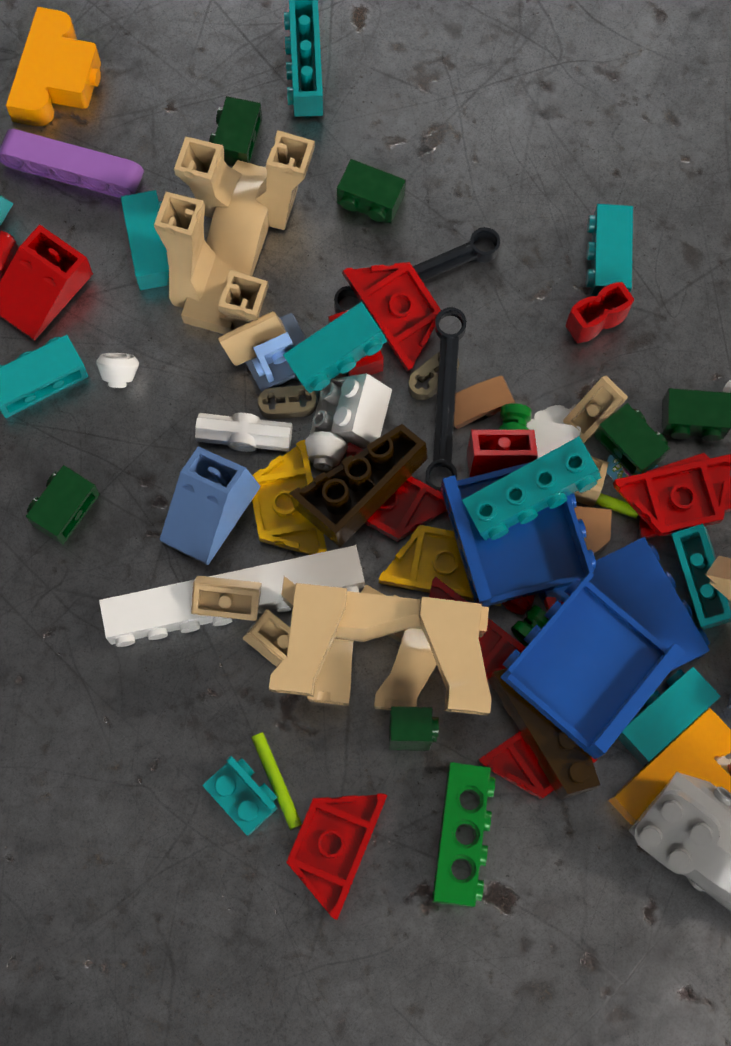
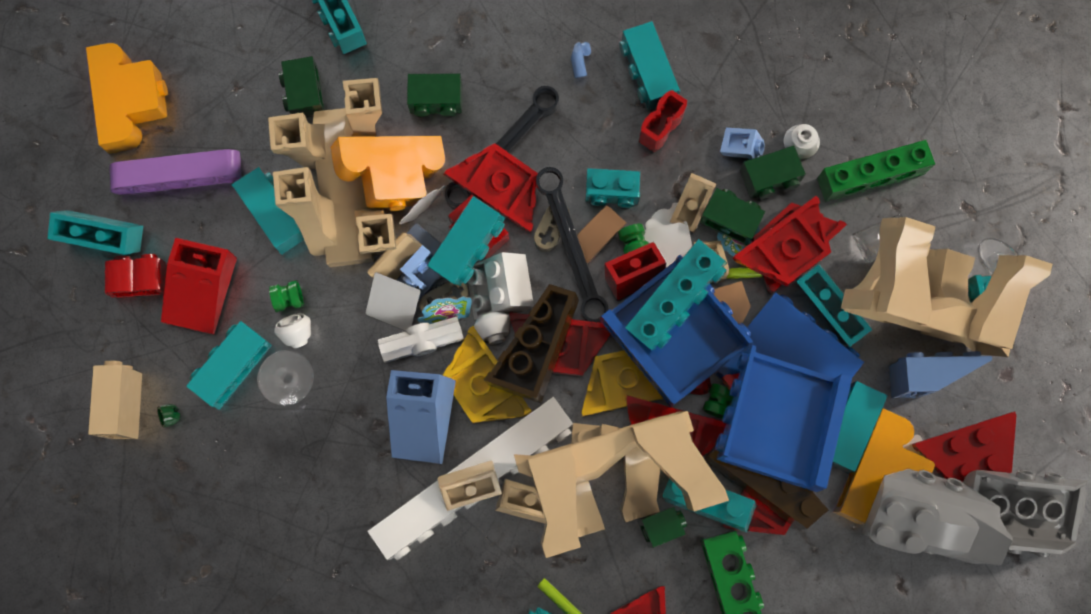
camera: 20 degrees left, 5 degrees up
(62, 504) = (299, 463): dark green brick -> none
(81, 400) = (272, 376): none -> clear dish
(125, 331) = (286, 296): none -> green wheel
(231, 380) = (392, 301): none -> white sticker
(283, 409) = (445, 309): none -> sticker
(289, 241) = (389, 167): none -> light orange brick
(306, 296) = (422, 205): none -> white sticker
(483, 734) = (733, 513): none -> teal brick
(516, 361) = (613, 187): none -> teal bracket
(536, 217) = (577, 58): none -> medium blue arm
(676, 370) = (742, 143): none -> light blue bracket

